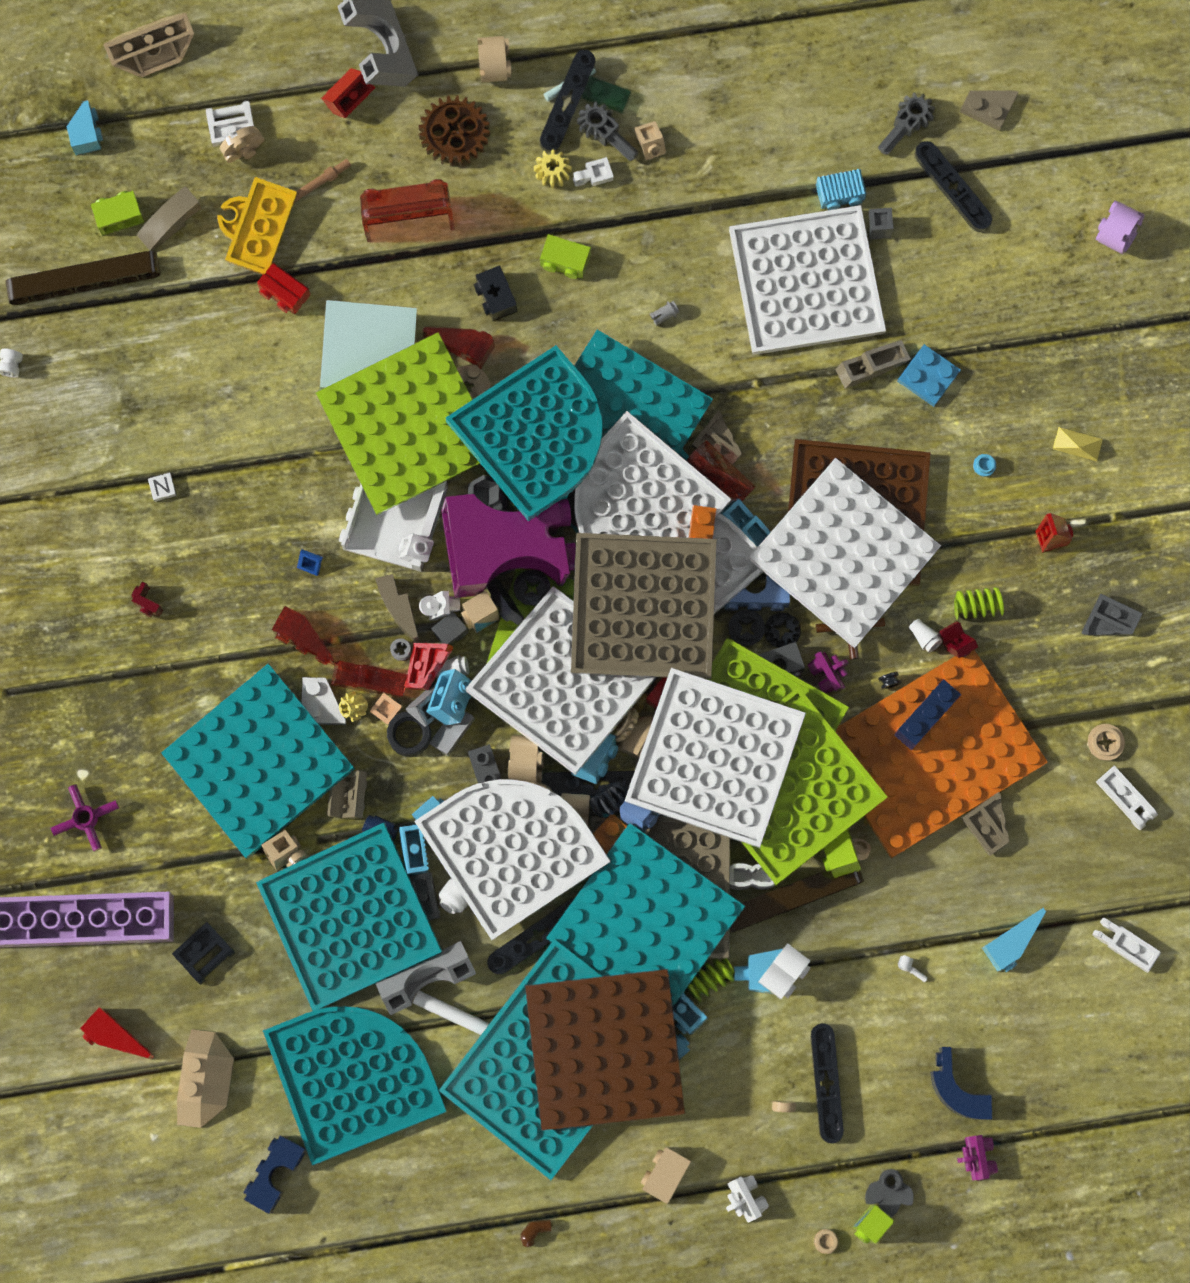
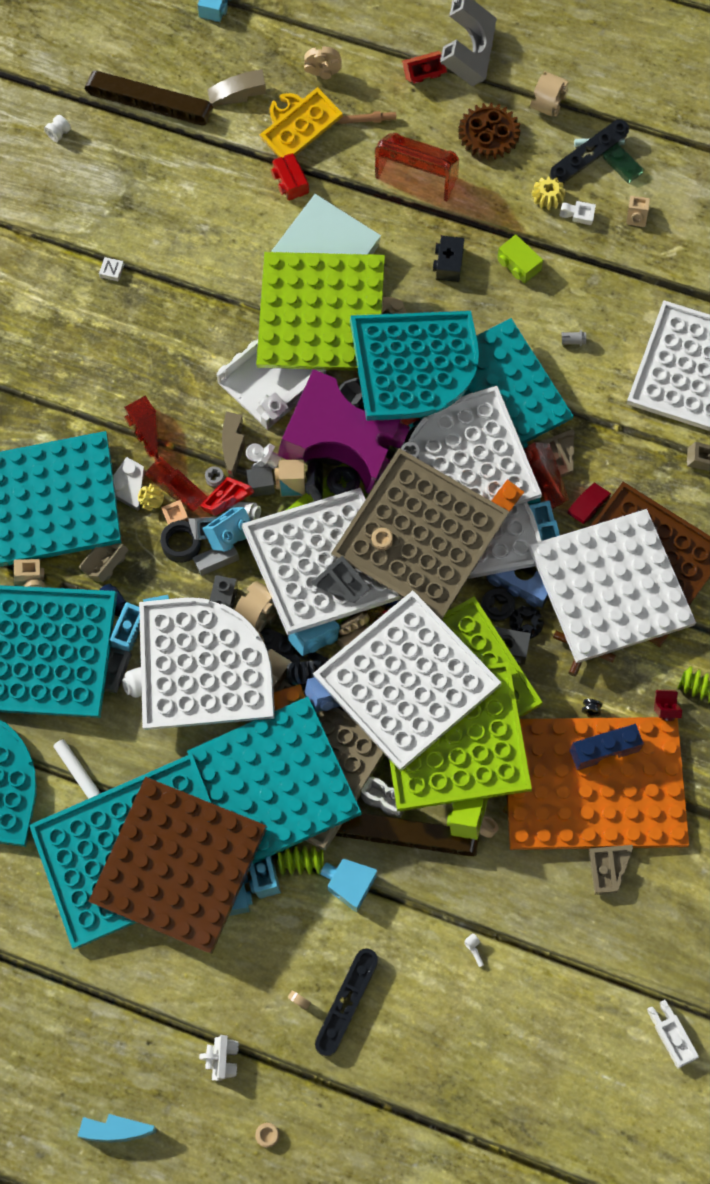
camera: 30 degrees right, 10 degrees down
(117, 212) = (202, 66): lime brick -> none
(146, 606) = (43, 336): dark red bracket -> none
(222, 129) = (341, 44): white plate -> none
(309, 562) = (185, 377): blue slope -> none
(400, 988) = (49, 728): light grey arch -> none
(465, 343) = (404, 282): clear red slope -> none
(518, 949) = (162, 751): black piece -> none
(532, 1230) = (32, 981): reddish brown arm -> none
(581, 521) = (411, 446): none -> light grey bush
(597, 693) = (342, 581): none -> dark grey wing
(606, 131) = (606, 186): dark grey gear -> none
(612, 632) = (382, 539): none -> tan tile
(665, 1175) = (167, 999): tan brick -> none
(774, 478) = (588, 502): none -> dark red slope
(784, 972) = (363, 886): white brick -> none
(823, 663) = (548, 673): magenta hips -> none
(872, 1225) = (312, 1141): lime brick -> none
(889, 1196) = (342, 1128): dark grey plate -> none
(926, 636) = (643, 690): white cone -> none
(955, 1099) = (450, 1084): dark blue arch -> none
(975, 1157) = (435, 1137): magenta hips -> none
(1011, 944) = (567, 977): medium azure slope -> none

